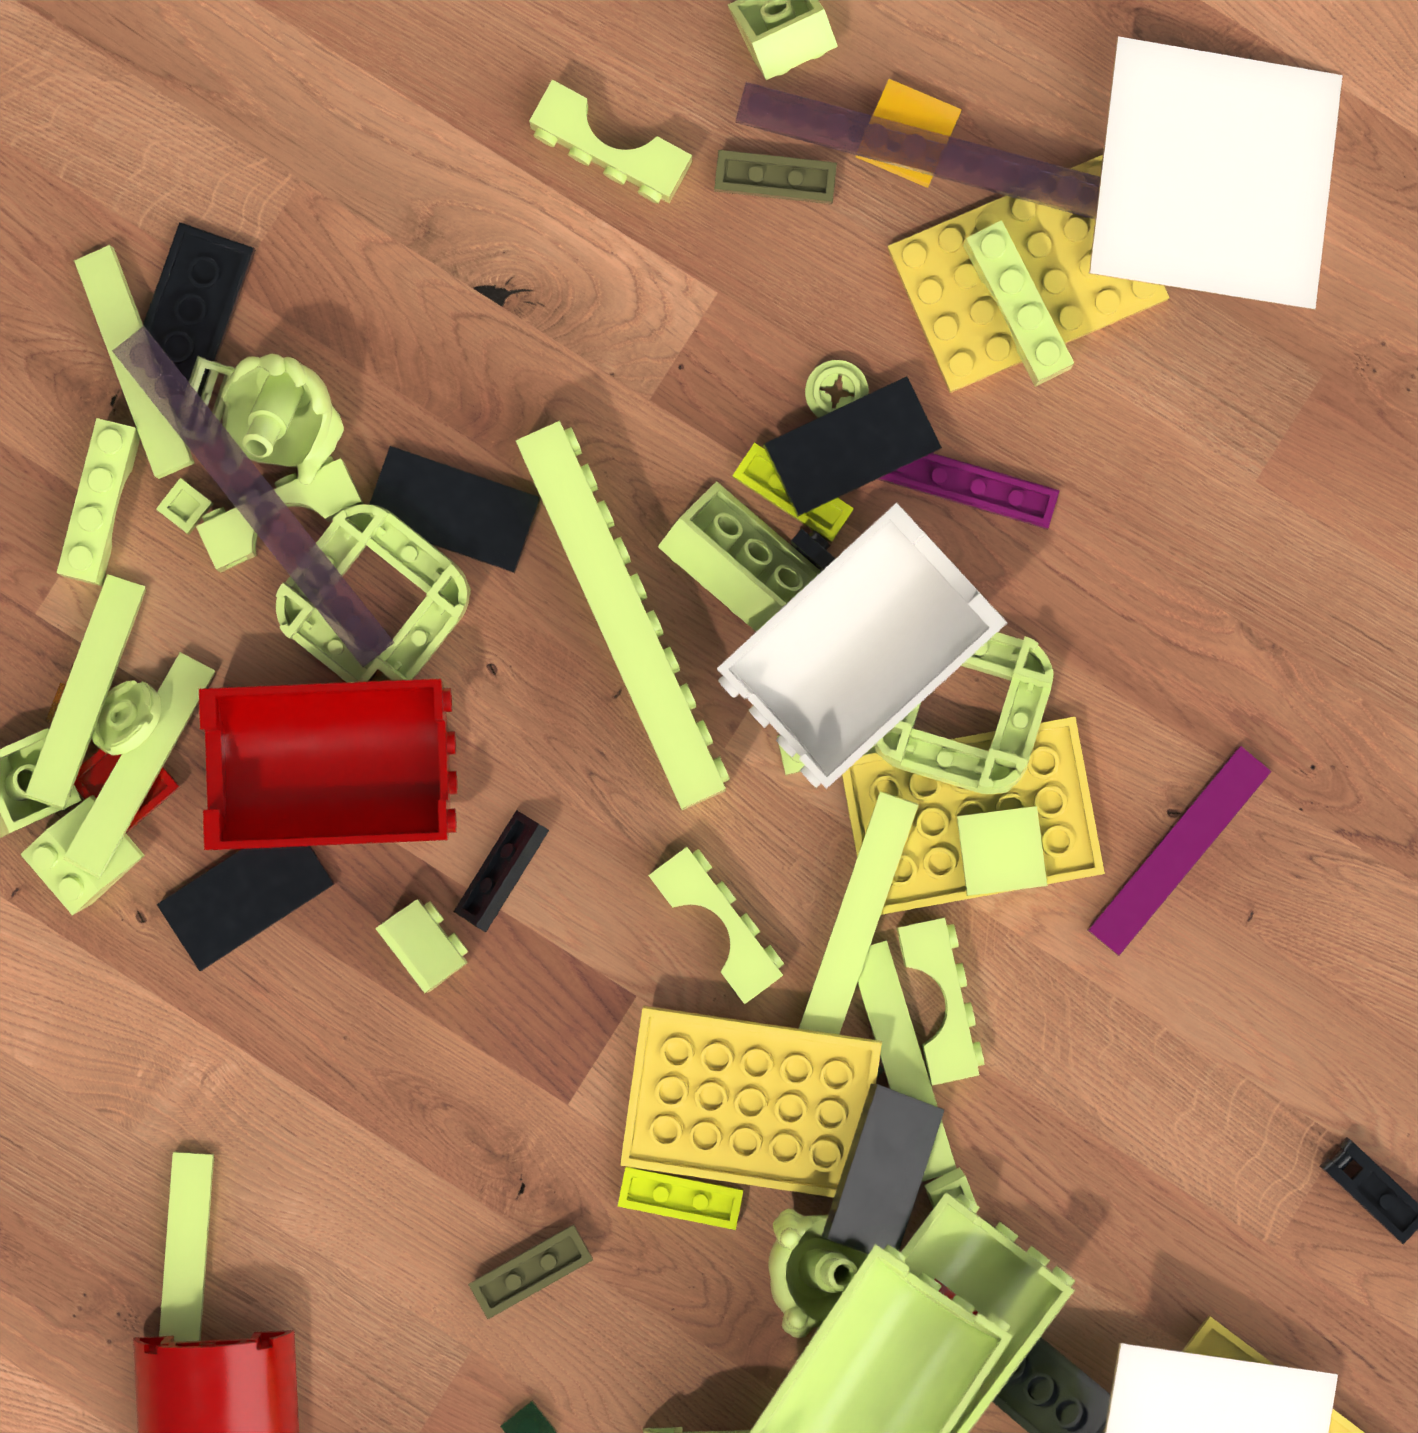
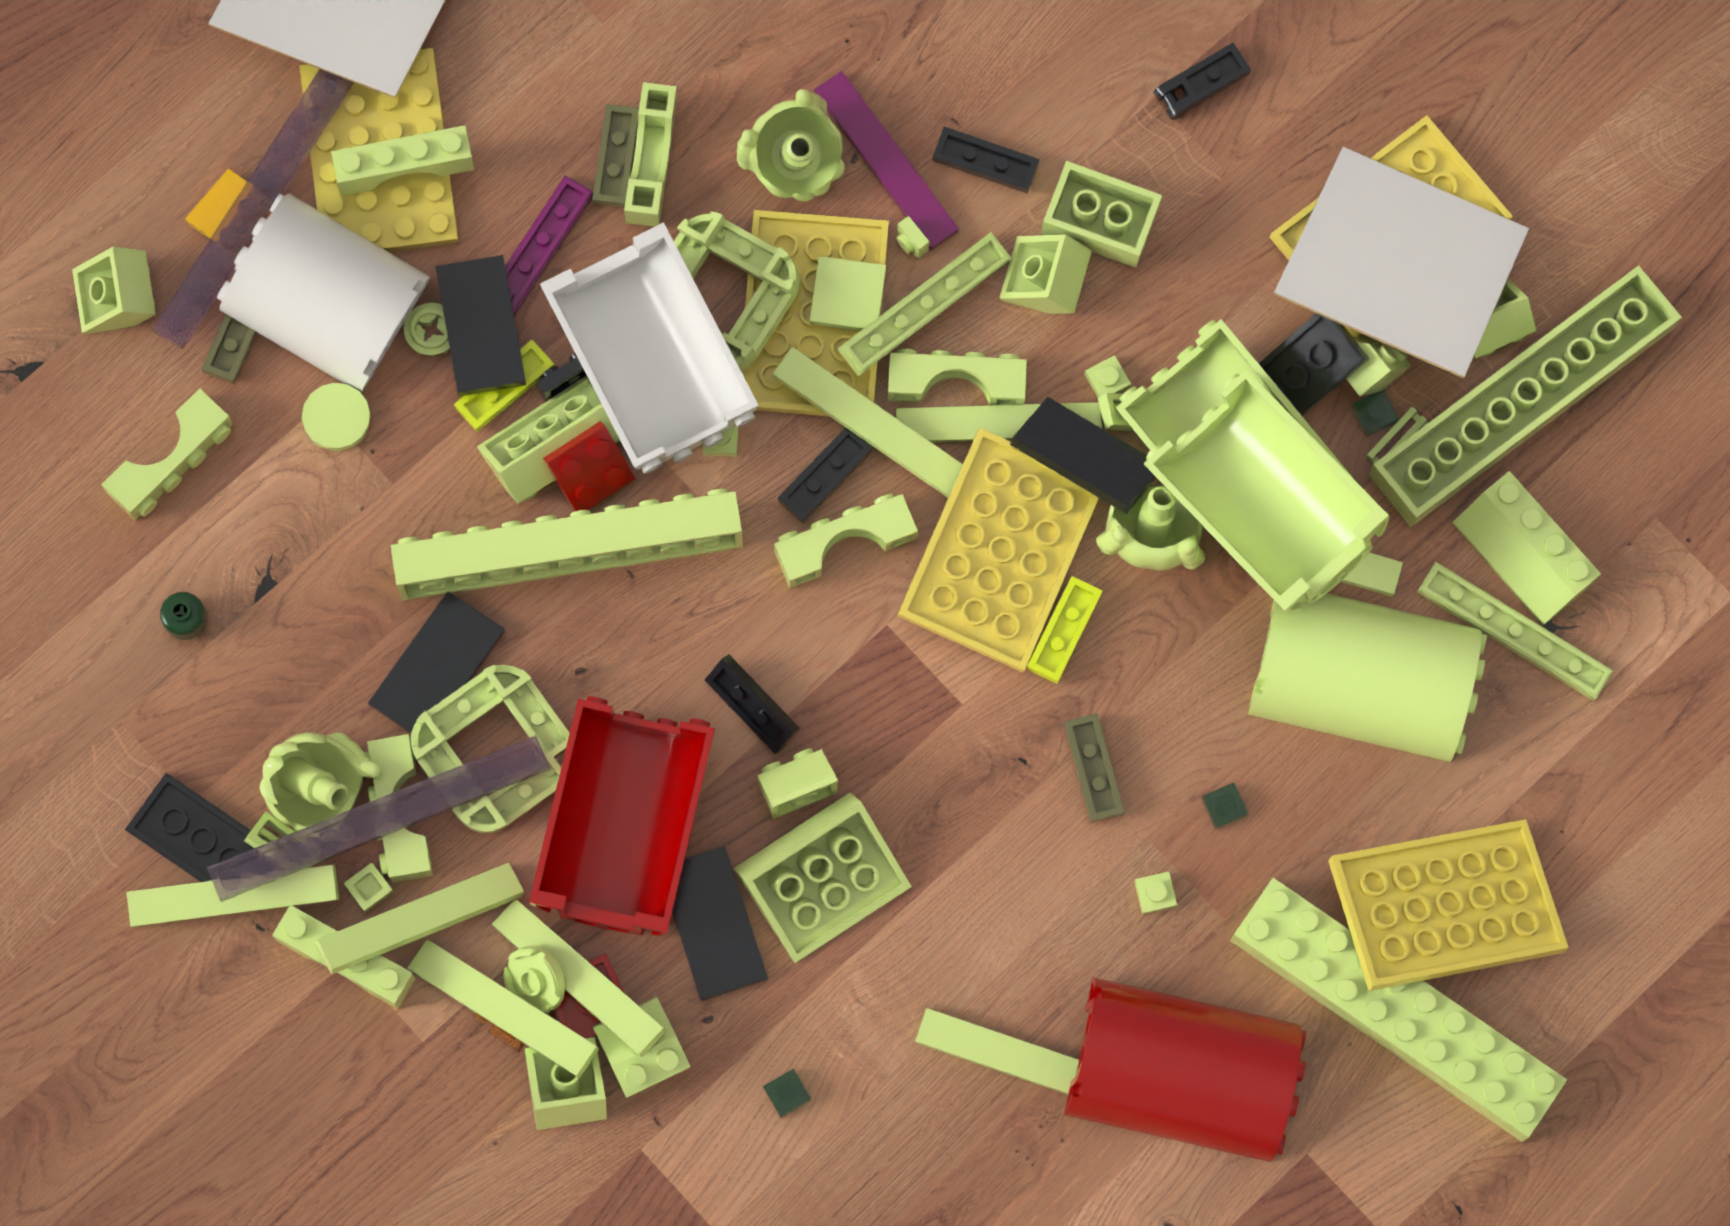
camera: 80 degrees left, 10 degrees down
(80, 1026) = (787, 1093): none -> clear green plate
(159, 573) = (419, 918): none -> yellowish green tile
(327, 1001) = (822, 877): none -> yellowish green slope
(409, 1376) = (1155, 893): none -> yellowish green plate
(428, 228) = (191, 623): none -> dark green head
(707, 315) = (336, 416): none -> yellowish green tile
(718, 613) = (589, 468): none -> red plate
(787, 880) = (825, 474): none -> black plate
(844, 259) = (321, 291): none -> white cylinder
(988, 1171) = (1107, 377): none -> yellowish green plate
(1015, 941) = (924, 304): none -> yellowish green tile
(1090, 905) = (911, 238): none -> yellowish green plate
(1091, 1069) = (1046, 273): none -> yellowish green slope
(1098, 542) = (615, 155): none -> olive plate
(1107, 582) = (651, 155): none -> yellowish green arch
(1156, 744) = (794, 148): none -> yellowish green piece
(1177, 1116) = (1102, 213): none -> yellowish green brick
(1210, 965) = (985, 160): none -> black plate

